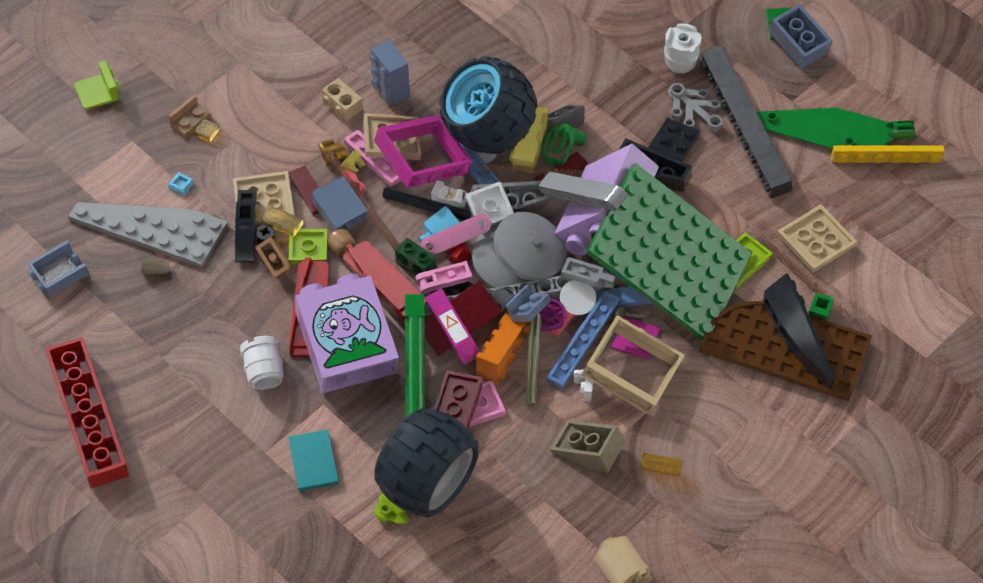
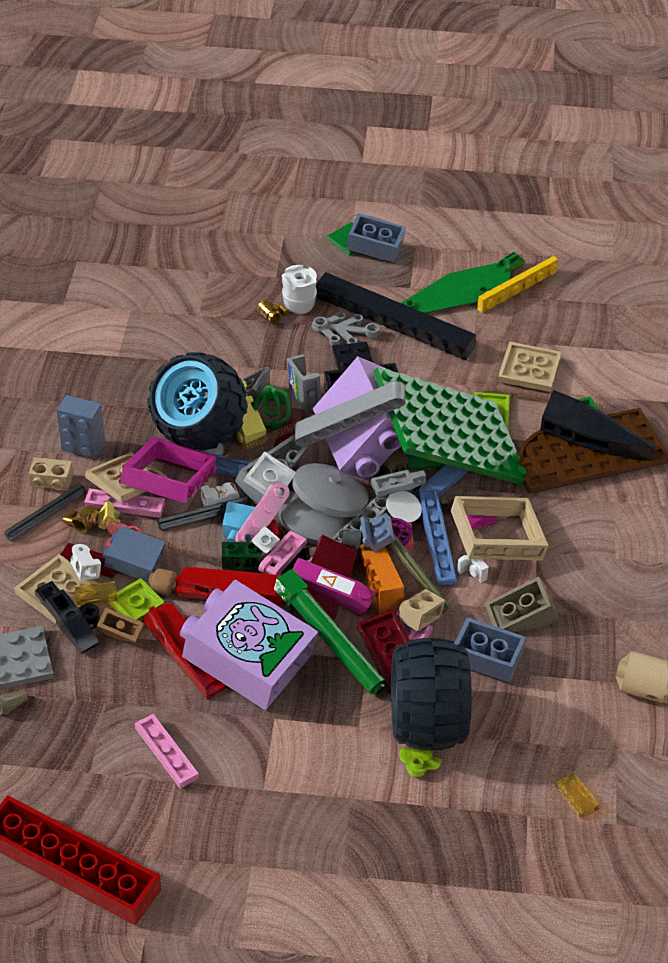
camera: 40 degrees left, 10 degrees down
(223, 377) = (166, 751): none -> bright pink plate
(262, 362) = (195, 714): white piece -> none
(293, 193) = (84, 564): none -> white leg
(309, 129) = (44, 512): none -> black axle
(313, 460) = (313, 767): teal tile -> none
(438, 257) = (265, 540): none -> white bracket
(505, 392) = (421, 609): none -> tan brick
(524, 459) = (491, 649): none -> sand blue brick
(602, 132) = (302, 386): none -> light grey panel
(645, 53) = (271, 311): none -> pearl gold piece
(661, 464) = (591, 588): clear yellow tile -> none

